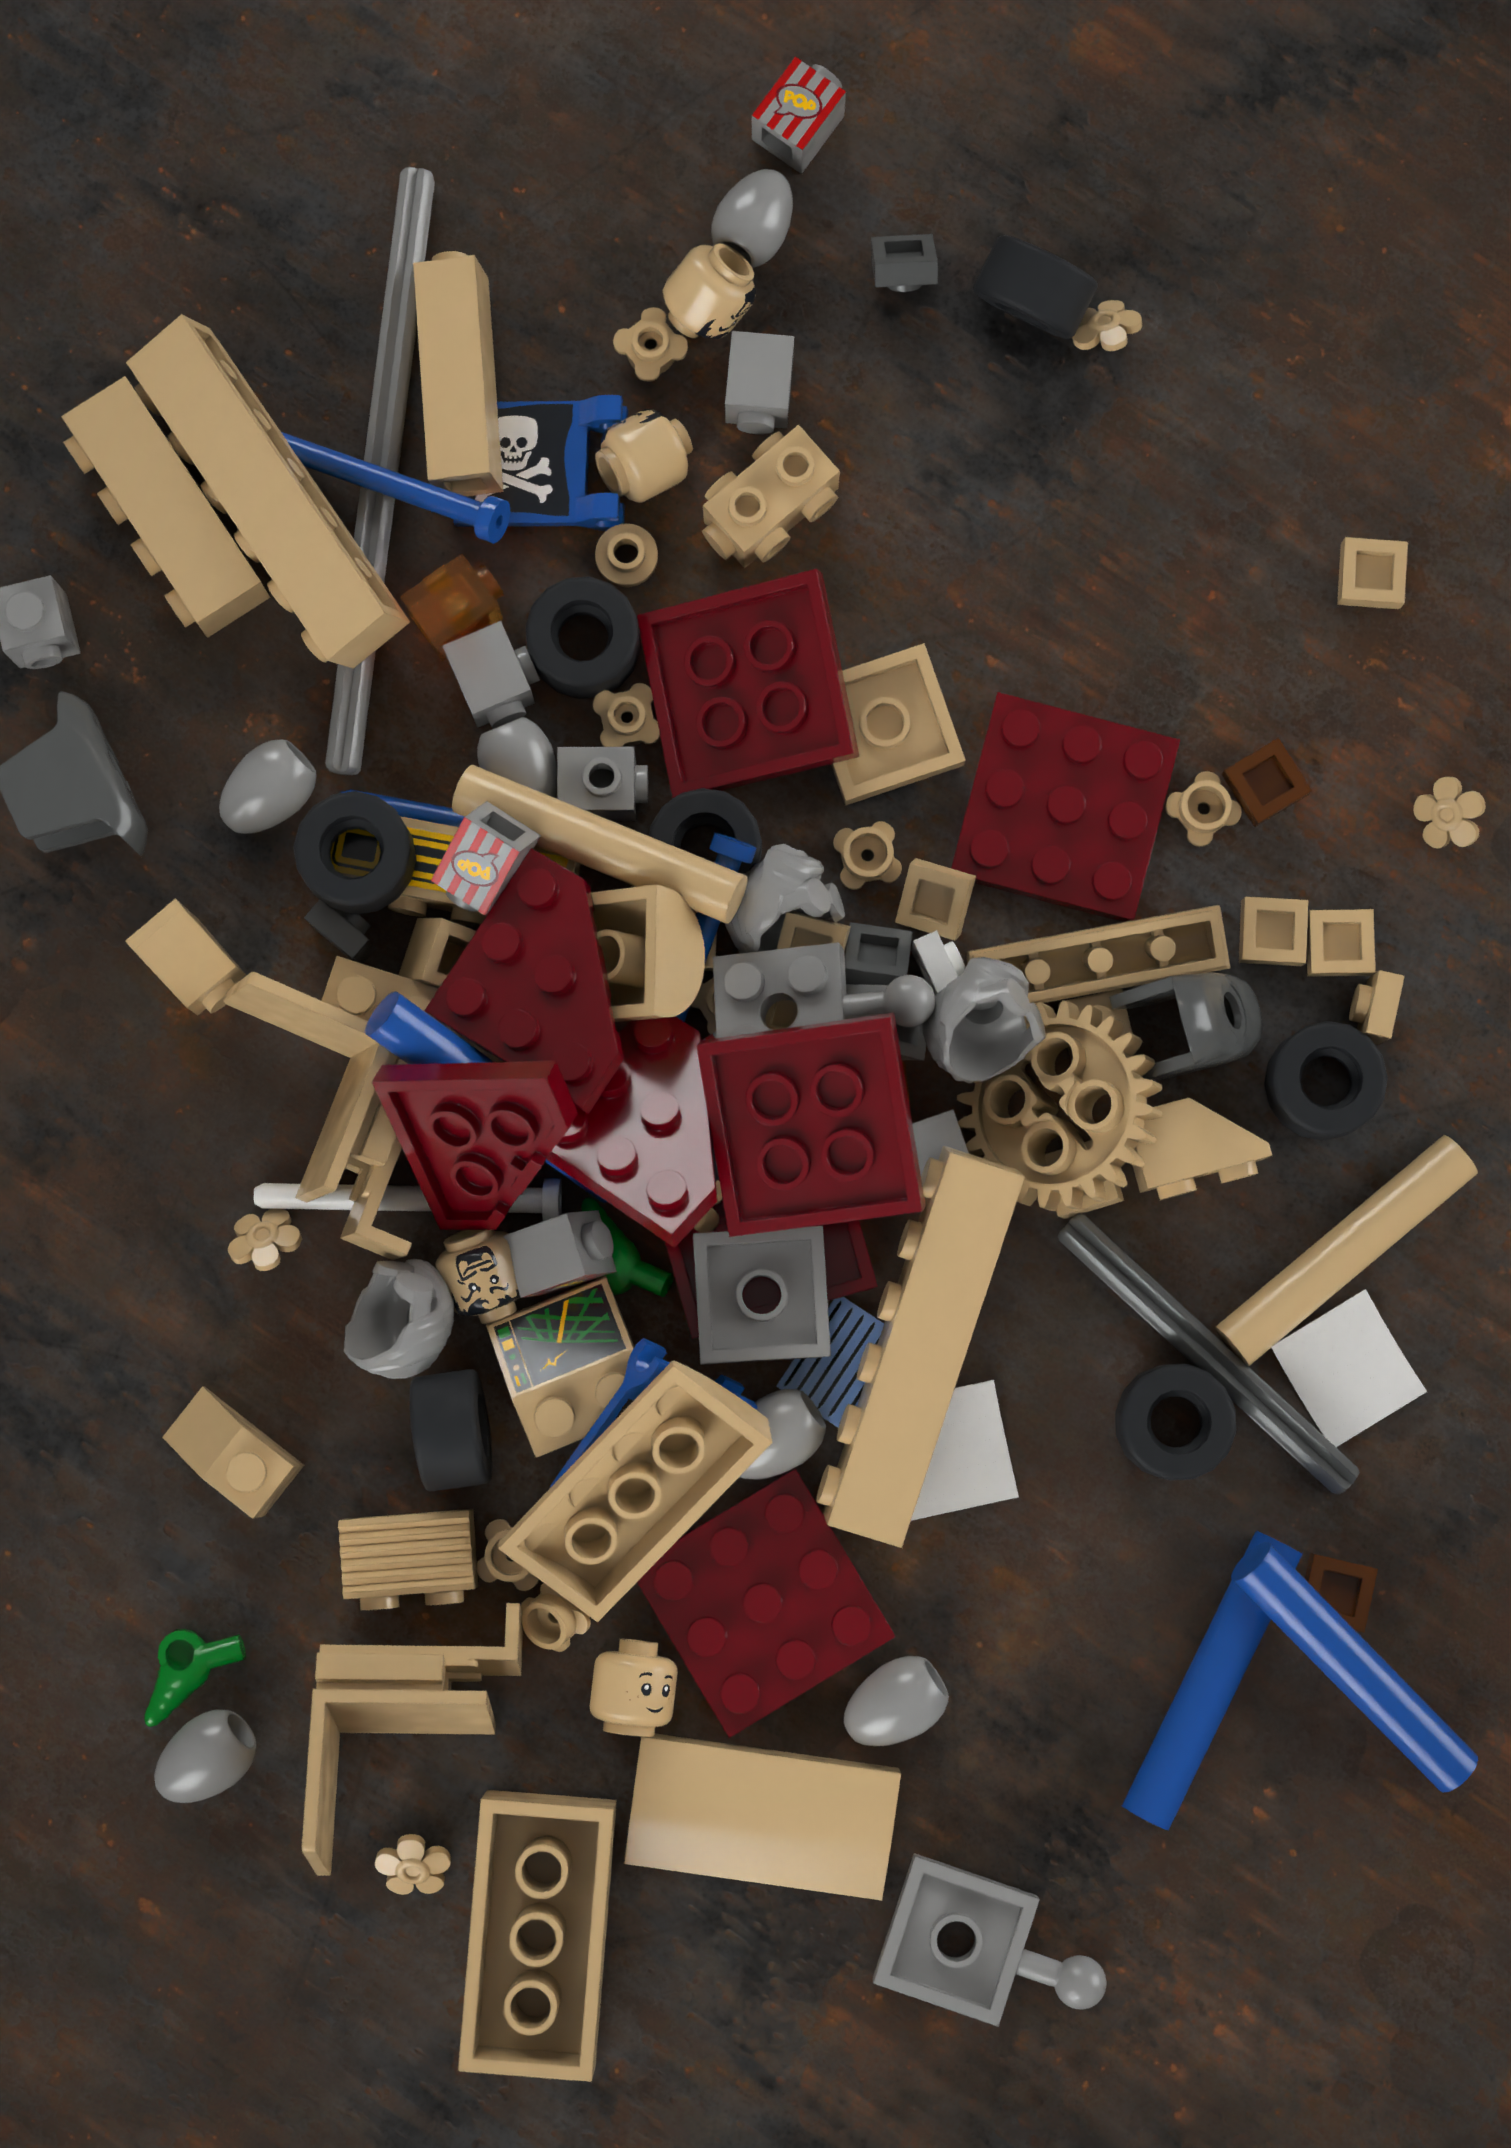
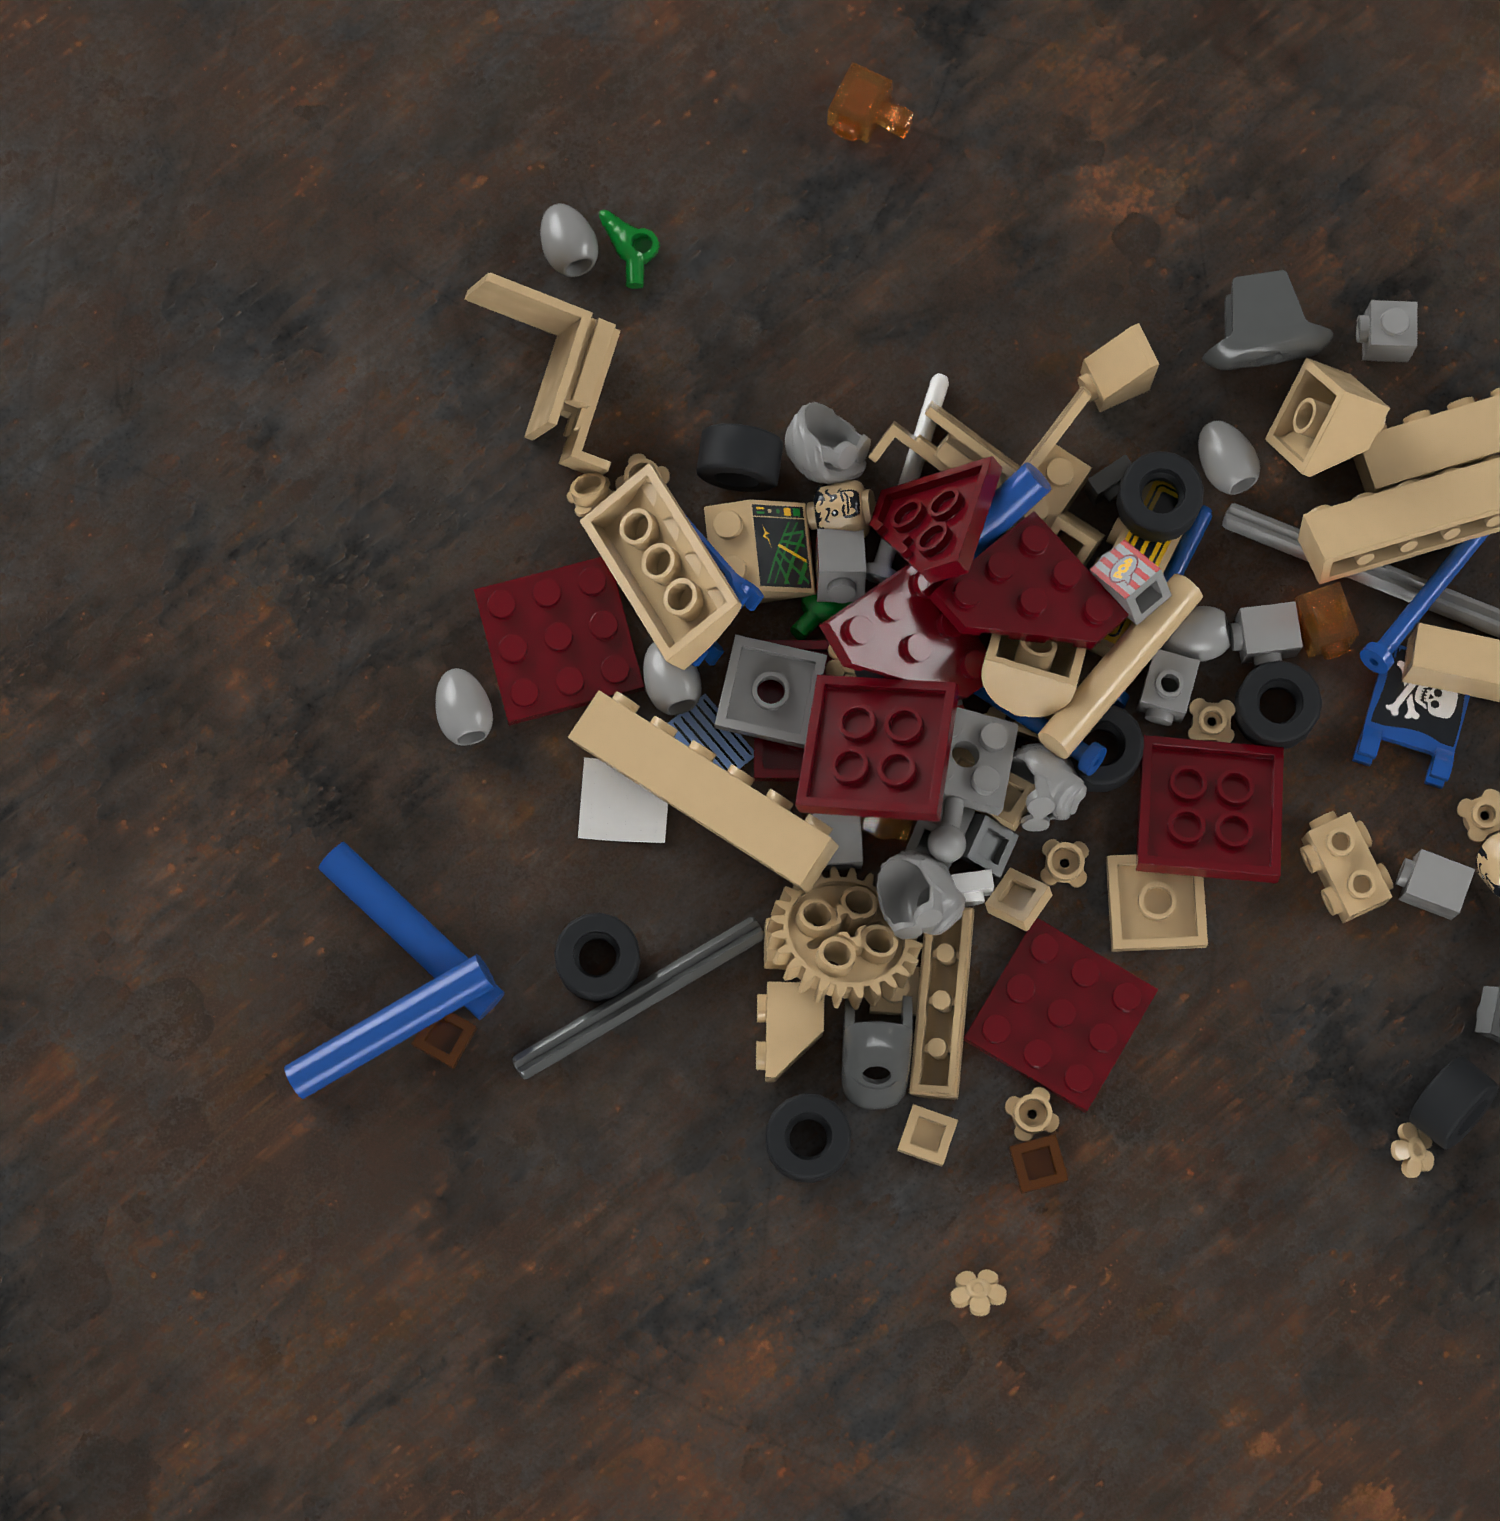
camera: 105 degrees right, 5 degrees down
(184, 669) = (1325, 419): none -> tan slope
(232, 1454) = (766, 312): tan slope -> none
(263, 1239) = (909, 373): tan plant -> none
(408, 1556) = (663, 409): tan brick -> none
(413, 1866) = (453, 357): tan plant -> none
(537, 1935) = (383, 423): tan brick -> none
(630, 573) = (1325, 767): tan plate -> none
(633, 1689) = (526, 532): tan head -> none
(644, 455) = (1401, 786): tan head -> none
(762, 1816) = (414, 598): tan slope -> none
(983, 1976) = (290, 735): light grey plate -> none
(1340, 943) = (905, 1181): tan plate -> none
(1346, 1250) = (682, 1117): tan piece -> none
(1348, 1369) = (598, 1096): white sticker -> none
(1372, 573) = (1173, 1290): tan plate -> none
(1376, 1005) = (851, 1190): tan plate -> none

